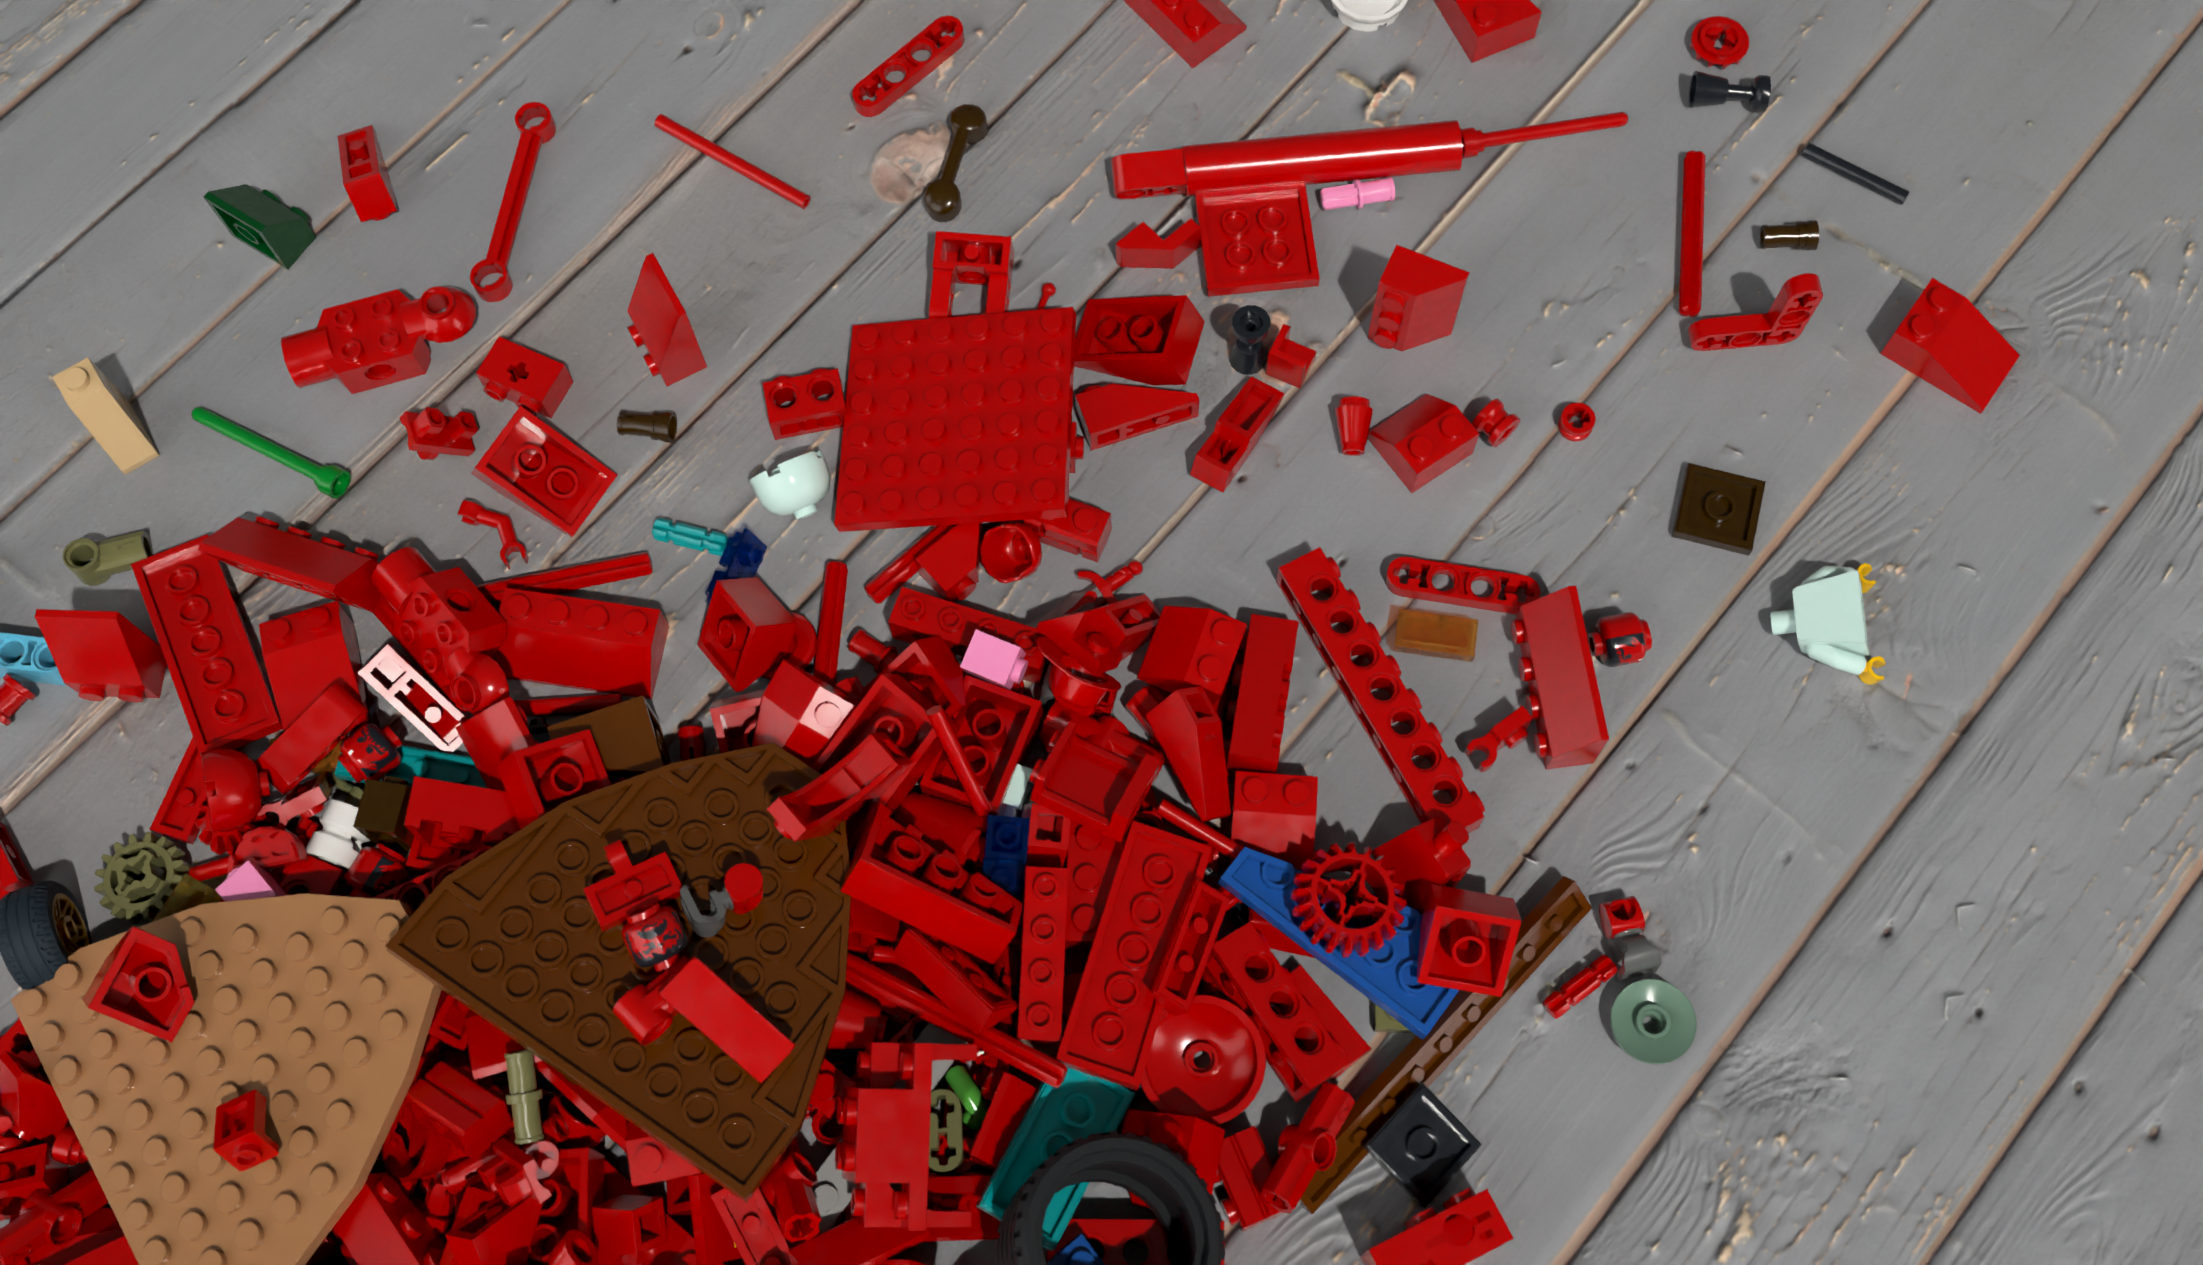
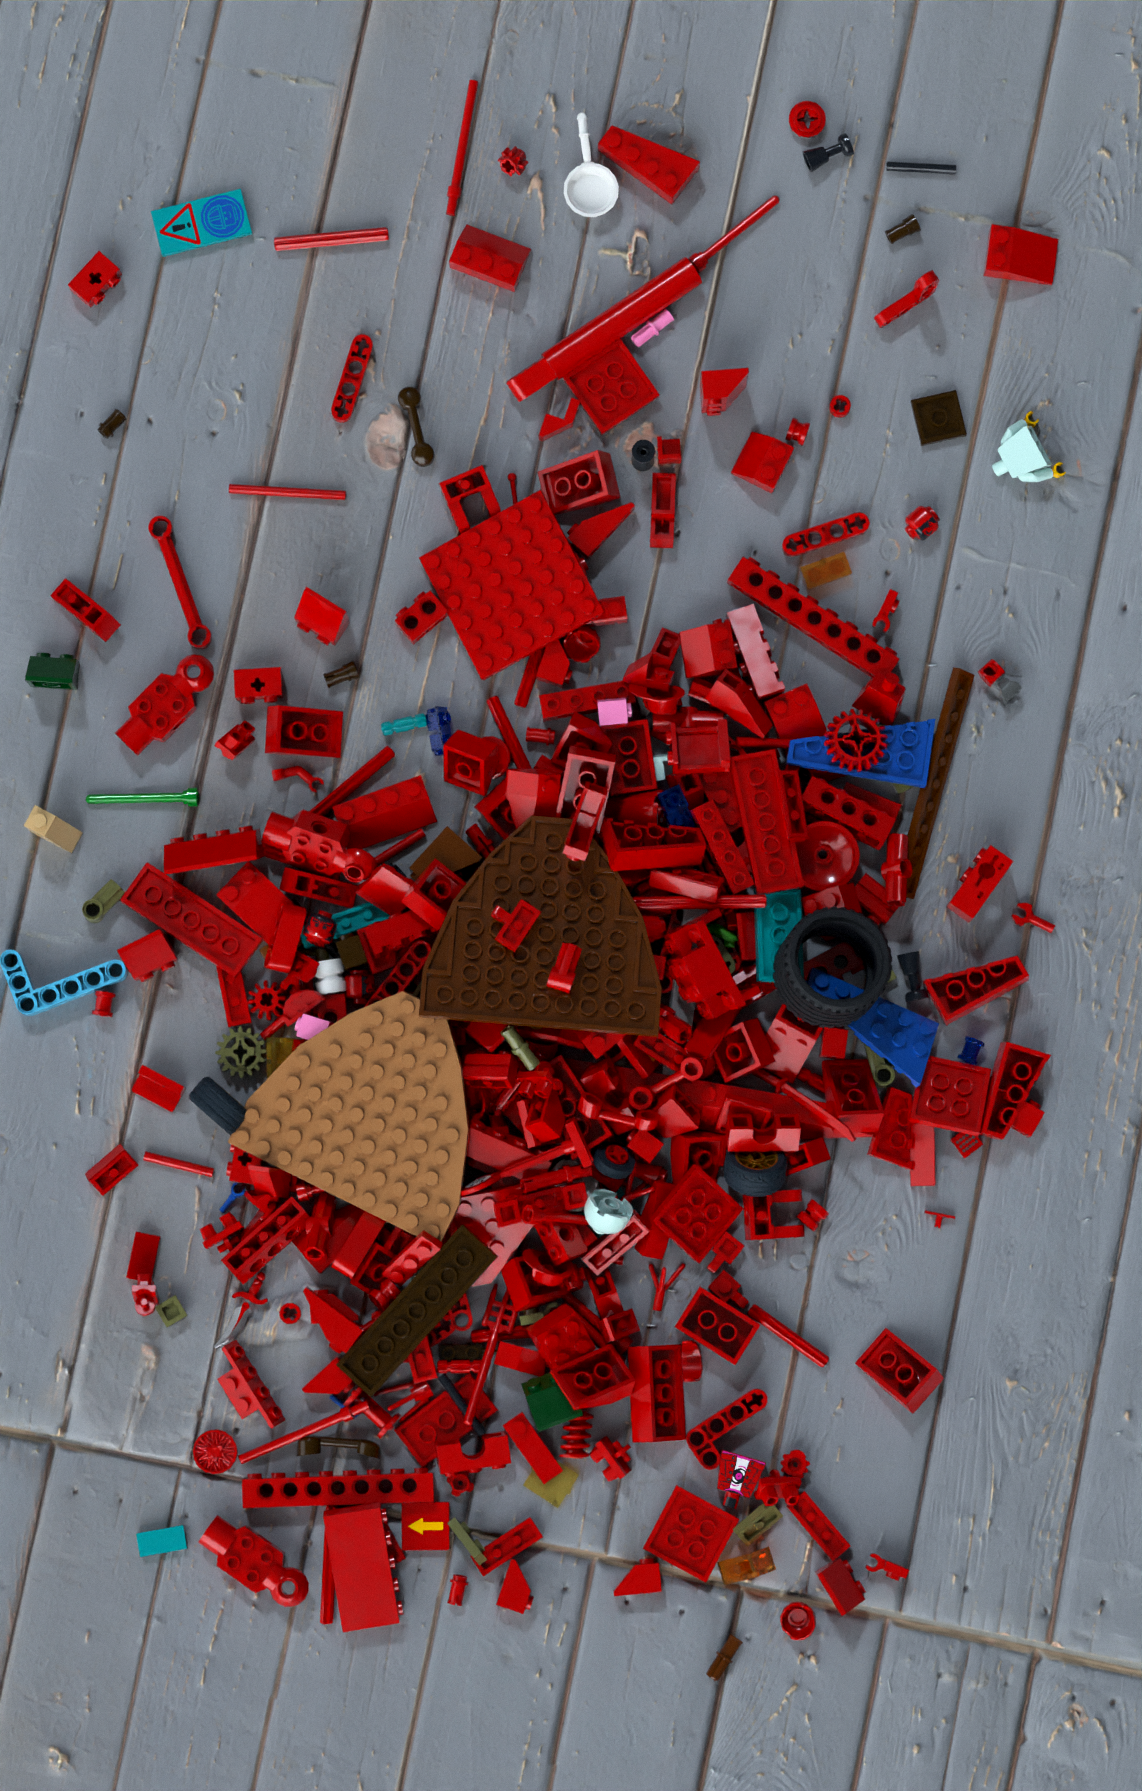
camera: 30 degrees left, 15 degrees up
(142, 985) = (303, 1097): red slope -> none
(232, 788) = (268, 984): red cylinder -> none
(241, 1131) = (401, 1133): red bracket -> none
(654, 936) = (543, 941): red head -> none
(727, 1019) = (602, 960): red slope -> none
(740, 894) = (566, 898): leg -> none
(794, 485) = (445, 668): light aqua cylinder -> none
(959, 760) = (630, 775): red bar -> none
(1096, 594) = (633, 648): red piece -> none
(1353, 424) = (722, 472): red cone -> none
(1421, 1145) = (948, 838): black plate -> none
(1467, 940) = (922, 728): red slope -> none
(1560, 680) = (901, 563): red slope -> none
(1580, 986) = (987, 718): red axle -> none
(1669, 1010) = (1042, 714): sand green dish -> none
(1692, 234) = (848, 255): red axle -> none

